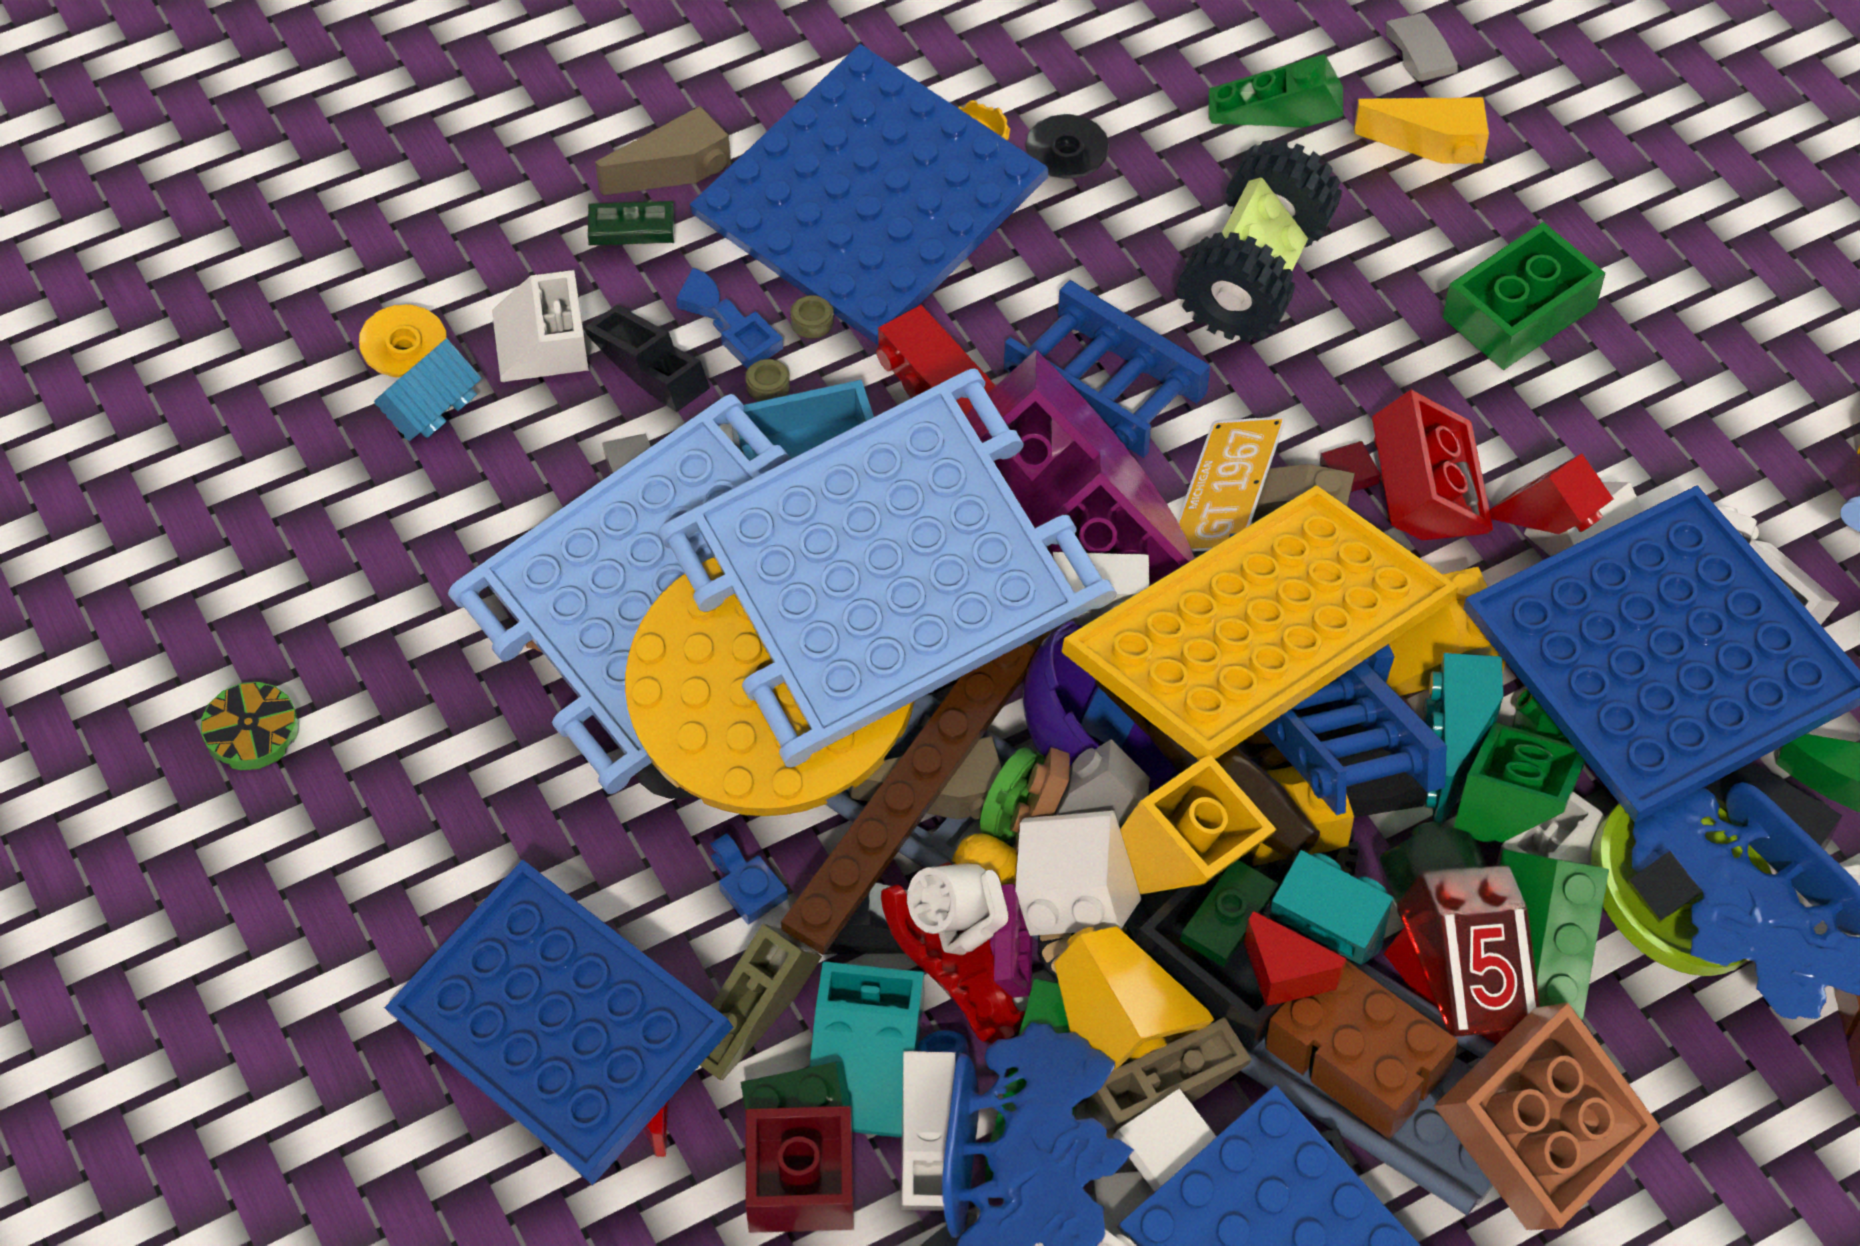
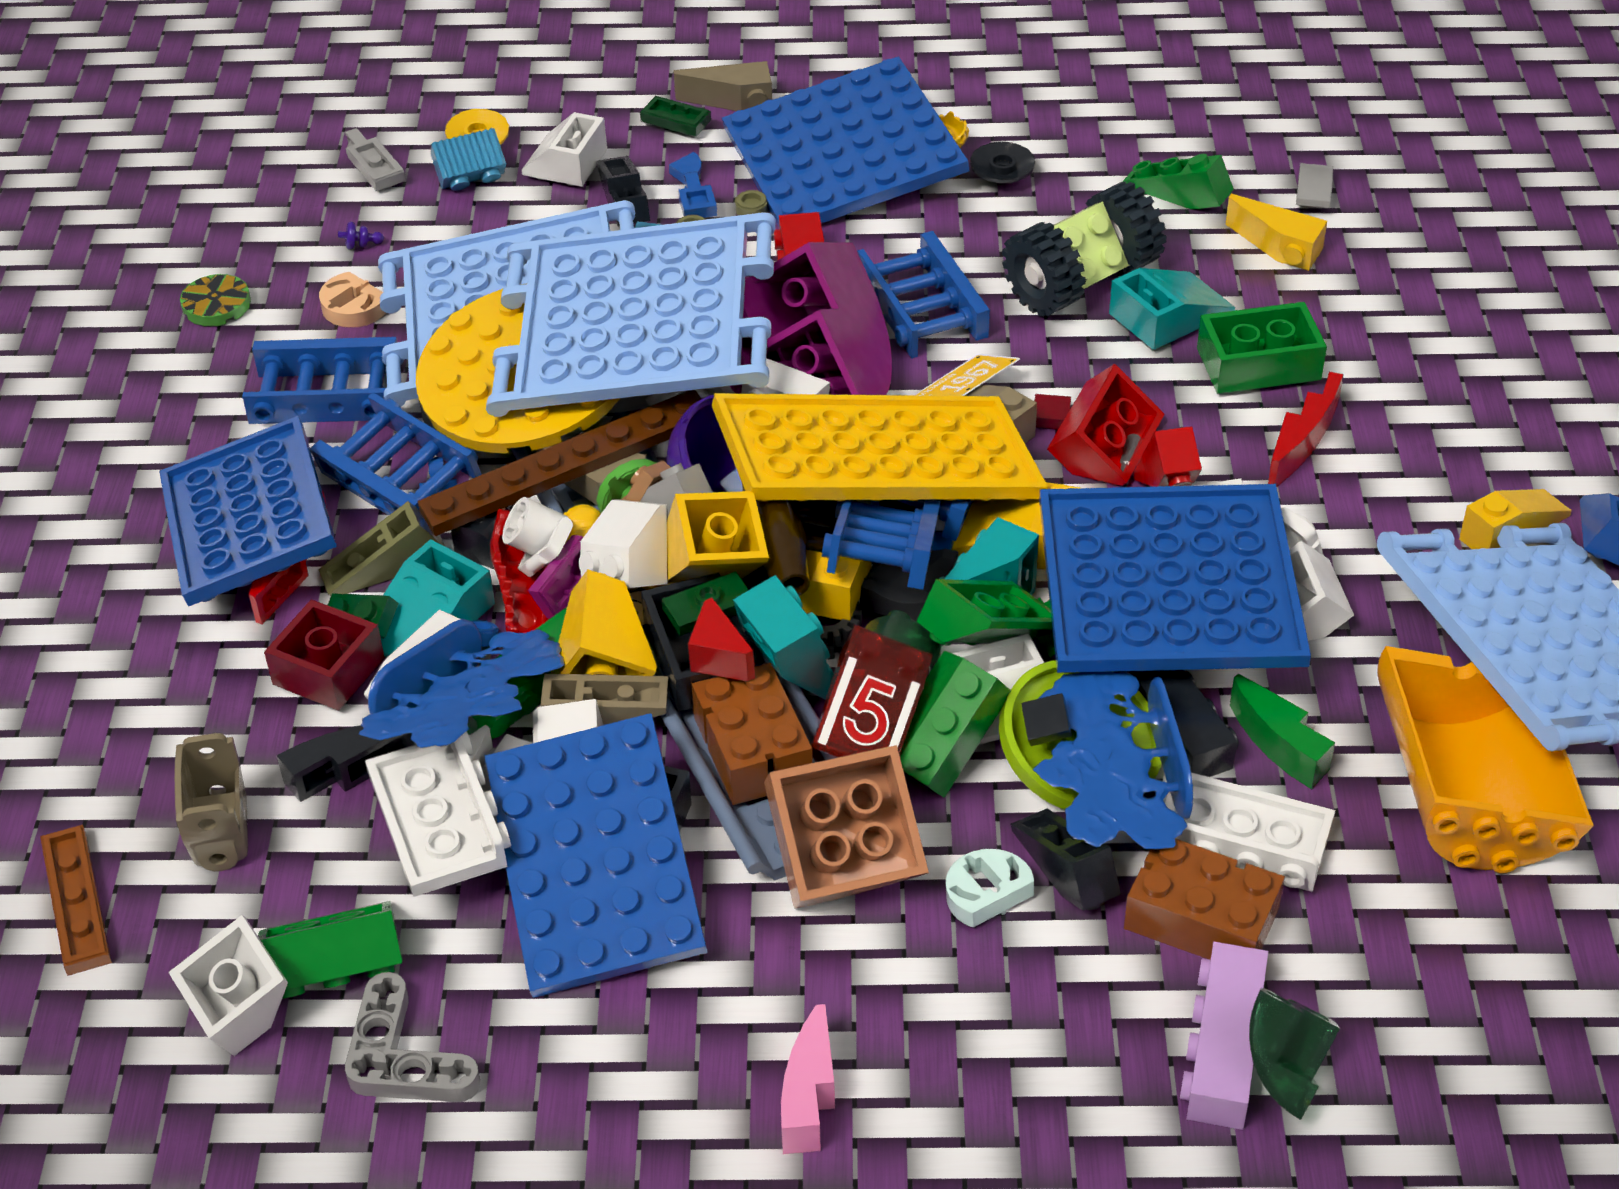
camera: 30 degrees right, 10 degrees down
(297, 436) = (373, 161): none -> light grey hinge
(361, 558) = (361, 236): none -> dark purple hair
(403, 647) = (350, 301): none -> light nougat piece
(472, 750) = (316, 358): none -> blue fence
(693, 912) = (385, 491): none -> blue fence
(1381, 277) = (1162, 304): none -> teal slope
(1630, 382) = (1303, 432): none -> red slope
(1693, 1129) = (973, 904): none -> light aqua piece
(1752, 1031) = (1074, 867): none -> black slope

